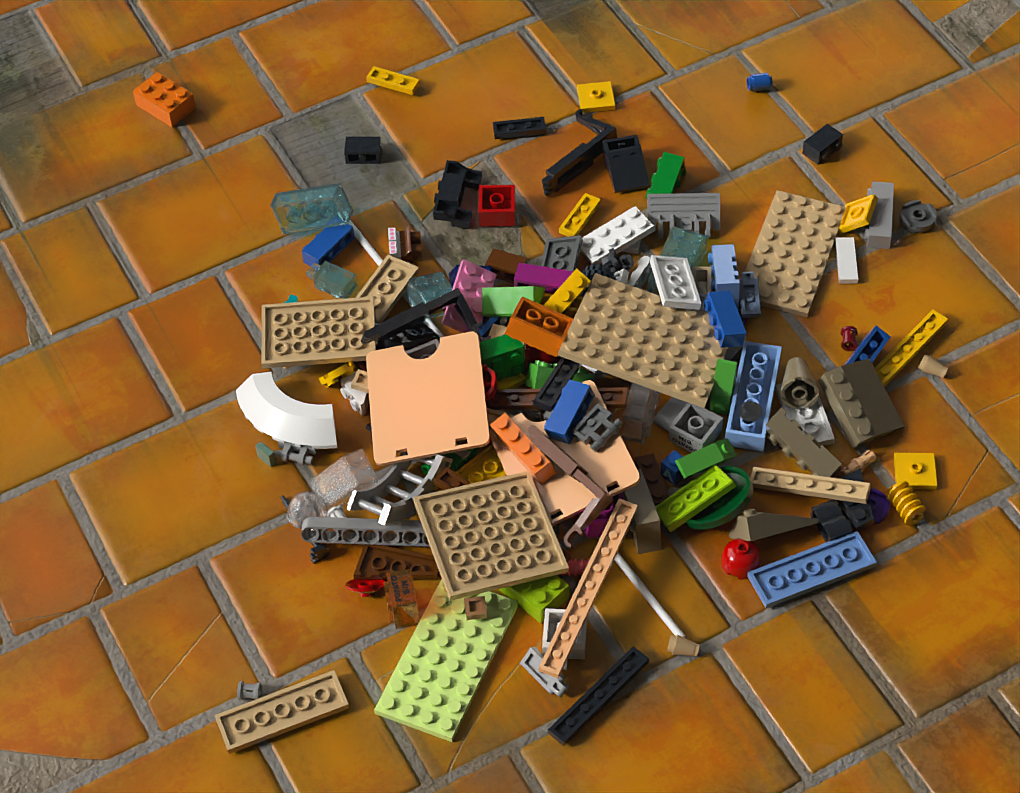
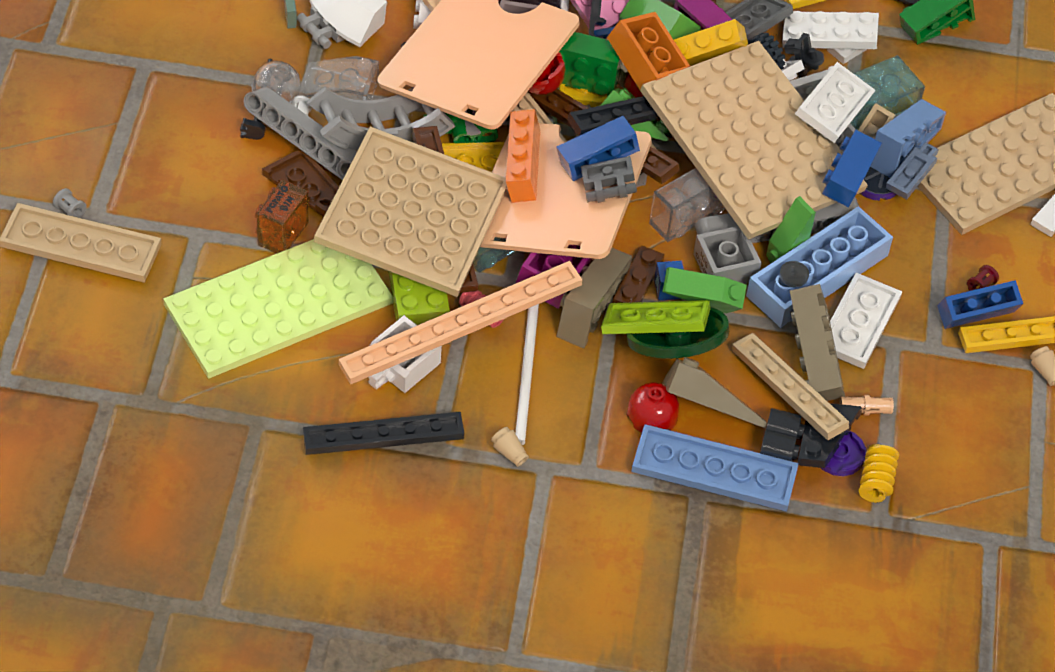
camera: 30 degrees right, 0 degrees up
(365, 586) = (259, 183): red dish -> none
(475, 608) = (341, 272): medium nougat plate -> none
(531, 663) = (351, 393): light grey hinge -> none
(577, 472) = (549, 202): reddish brown hinge -> none
(684, 210) = (928, 51): light grey hinge -> none
(798, 385) = (873, 283): dark tan cone -> none
(860, 402) = (927, 345): dark tan slope -> none
(916, 469) = (925, 451): yellow plate -> none

